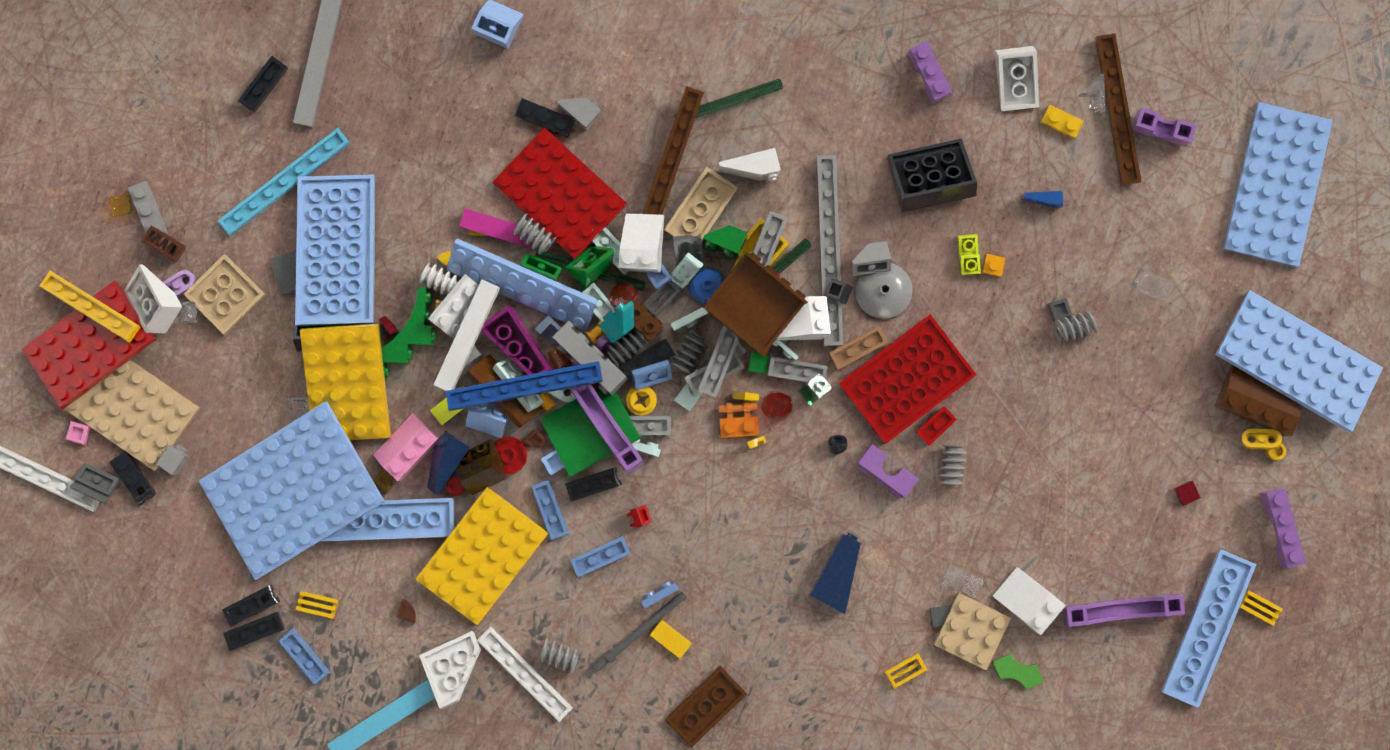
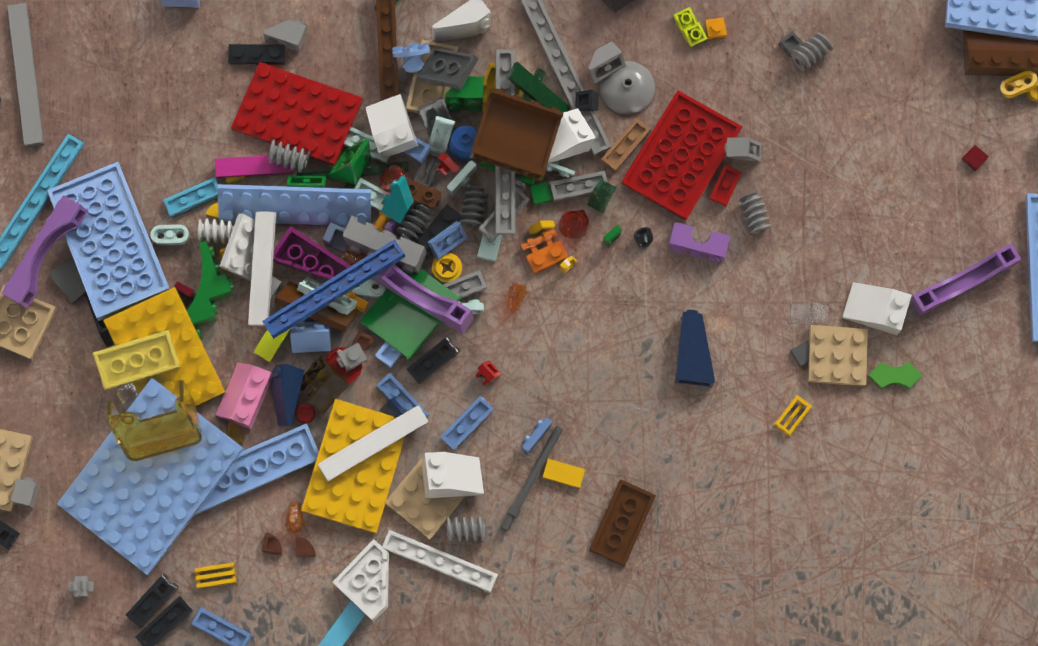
camera: 25 degrees left, 10 degrees down
(191, 567) = (80, 586): none -> light grey gear
(241, 263) = (64, 218): none -> medium lavender arch
(309, 457) = (158, 433): none -> clear yellow windscreen
(317, 379) = (136, 359): none -> light yellow tile
(378, 597) = (271, 545): none -> copper tile
(396, 265) = (170, 234): none -> light aqua plate
(408, 581) = (294, 519): none -> clear orange cone
(430, 236) = (191, 197): none -> medium azure tile
(505, 543) = (372, 443): none -> white tile
(517, 452) = (351, 357): none -> light grey bracket
(535, 611) = (422, 513): none -> tan plate
(537, 515) = (392, 408): none -> dark blue tile
(566, 602) = (451, 475): none -> white slope
(680, 301) = (446, 165): none -> red tile
(688, 181) = (411, 56): none -> light blue plate
(694, 454) = (515, 296): none -> clear orange cone
(717, 209) = (447, 68): none -> dark grey tile
(794, 265) = (535, 88): none -> dark green tile
(808, 432) = (612, 235): none -> green tile
(967, 399) = (743, 149): none -> light grey slope

